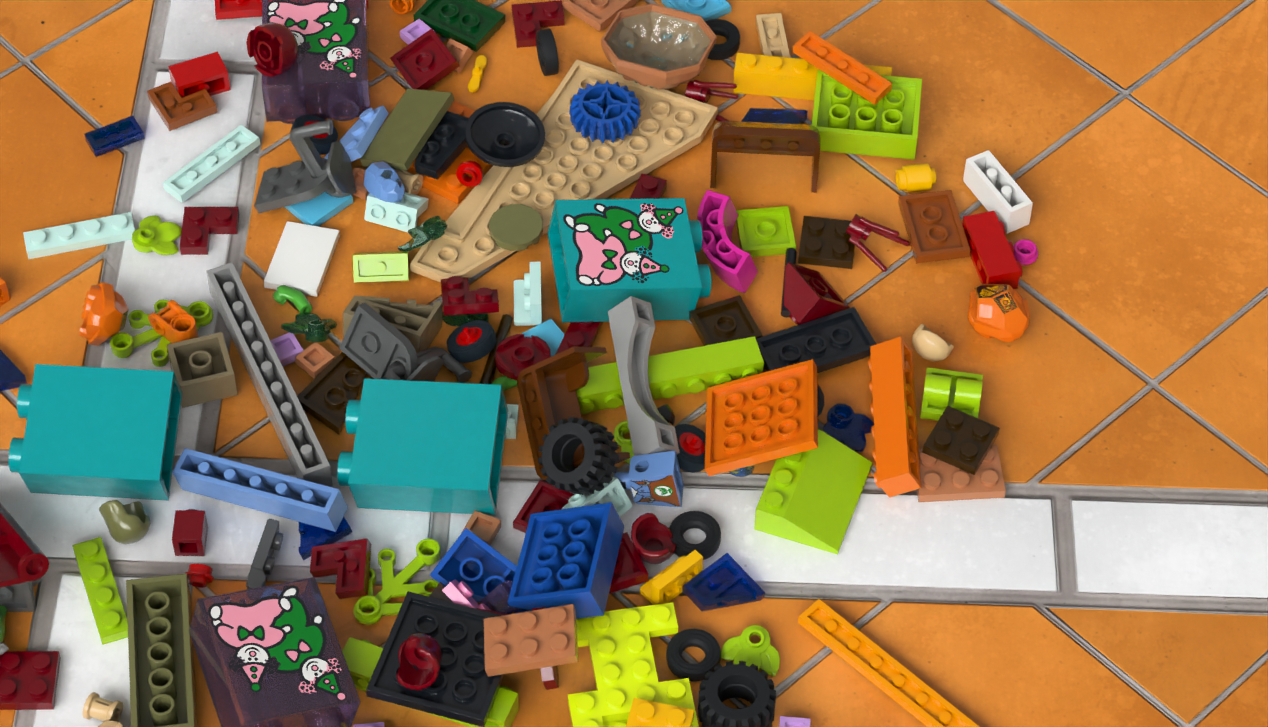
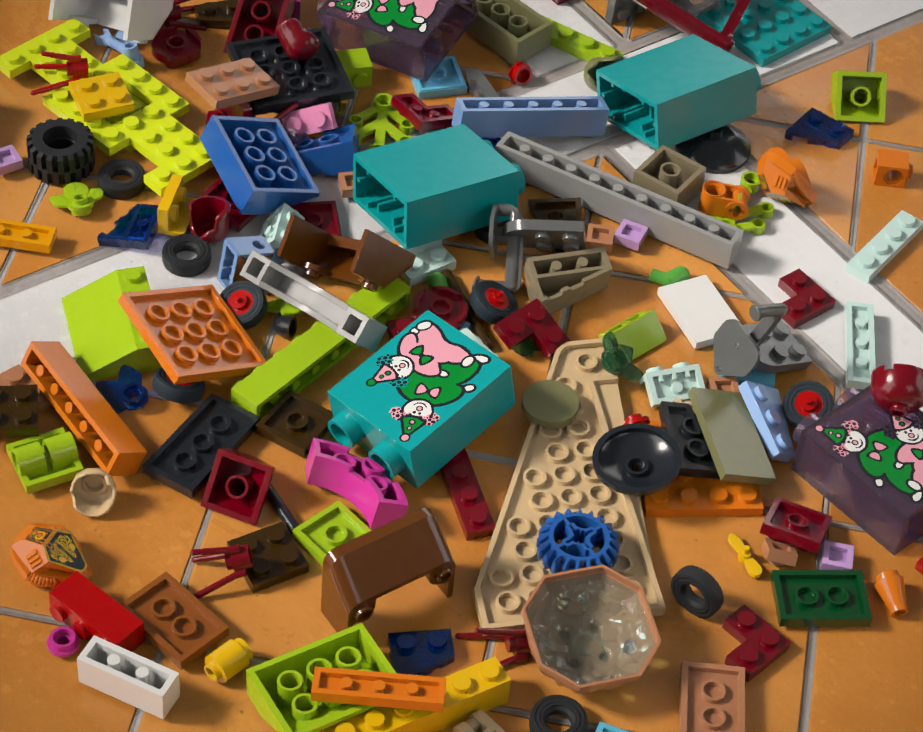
camera: 140 degrees right, 5 degrees down
(156, 236) = (829, 273): lime plate -> none
(189, 532) = (553, 84): dark red brick -> none
(311, 325) = (633, 259): clear green plate -> none
(383, 182) = (692, 374): medium blue rock -> none
(559, 453) = (306, 205): black tyre -> none

